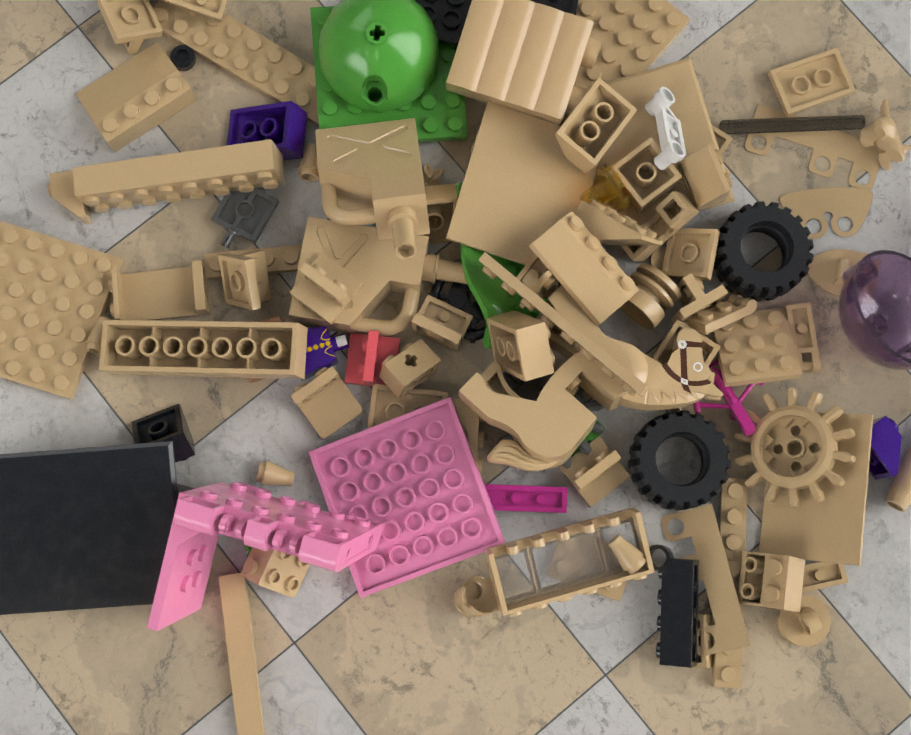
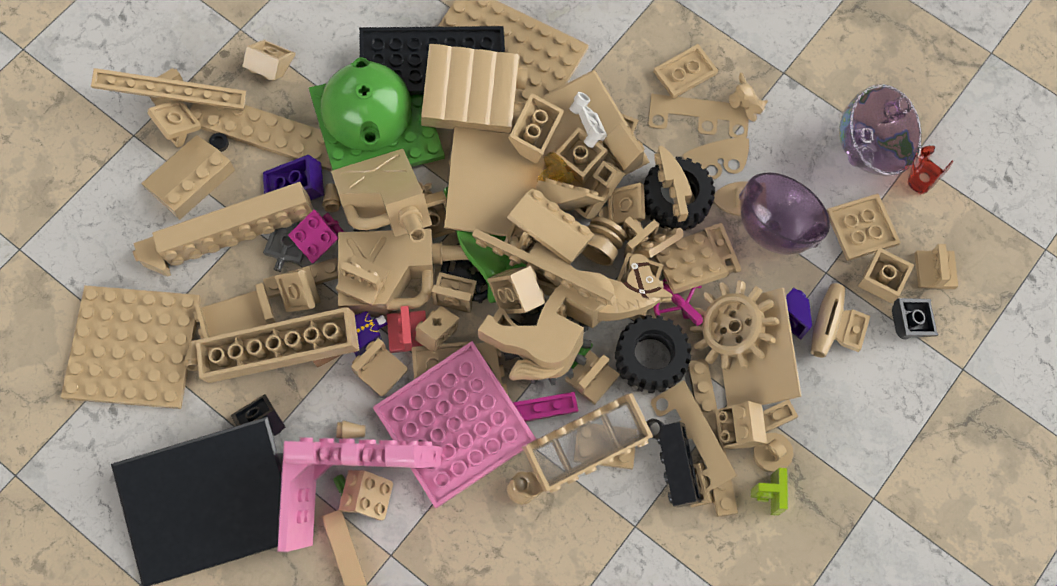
camera: 15 degrees left, 10 degrees down
(280, 212) = (314, 235): none -> dark pink plate
(627, 555) = (630, 428): tan cone -> none
(762, 231) = (675, 179): none -> tan slope
(792, 124) = (679, 102): clear smoke axle -> none
(796, 678) = (776, 491): none -> lime bracket

